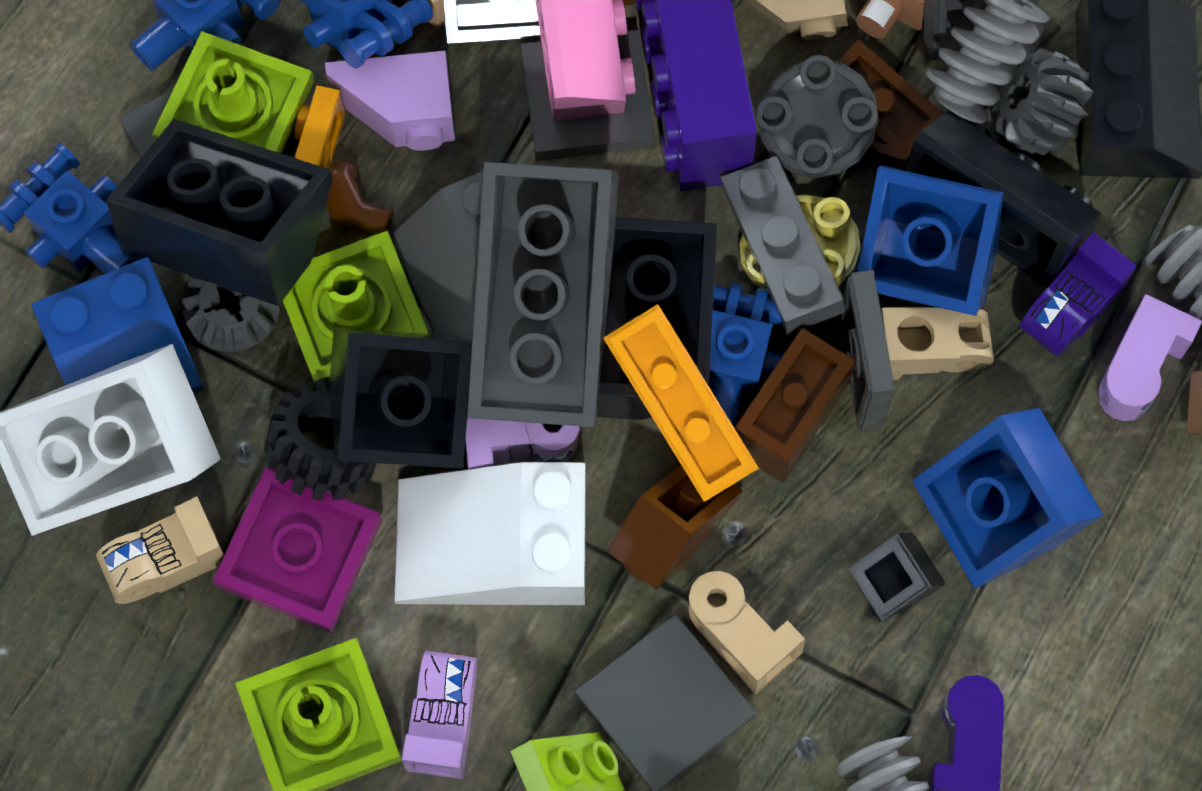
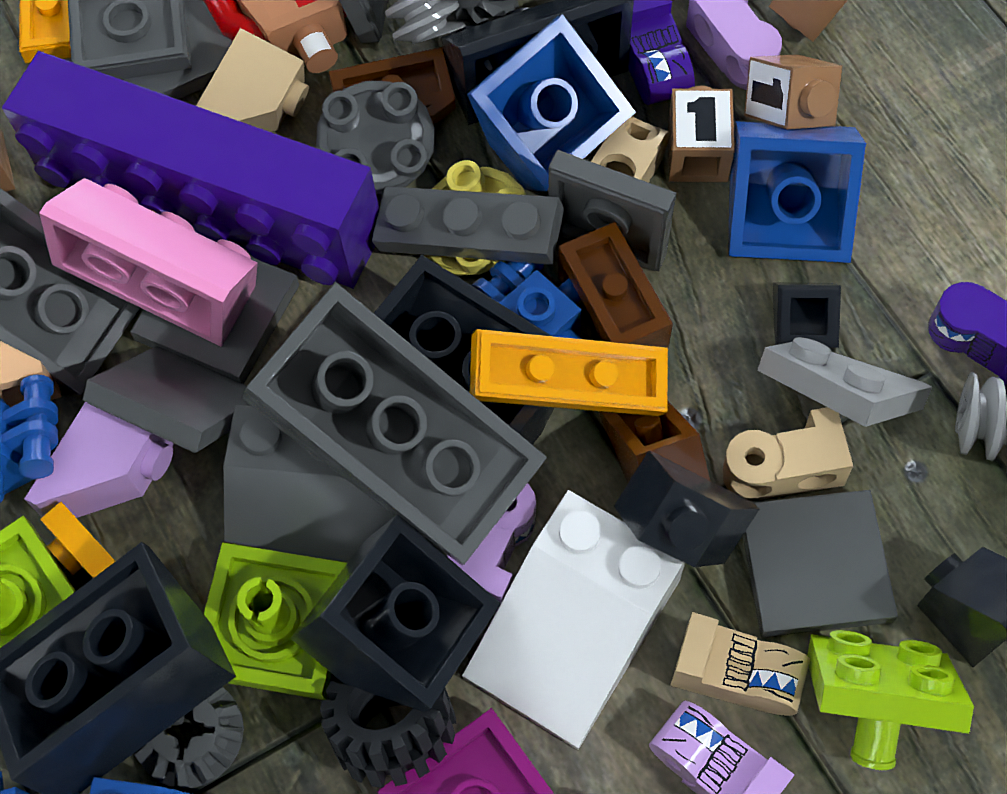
camera: 55 degrees left, 5 degrees down
(348, 207) = (186, 560): reddish brown arm -> none
(476, 110) = (168, 397): none -> dark grey tile
(530, 680) = (740, 668): none -> tan leg
(621, 567) = (683, 512): none -> black slope
(837, 640) = (842, 383): none -> light grey wing
(1011, 381) = (700, 134): none -> brick
(1099, 439) = (793, 91): none -> medium nougat brick

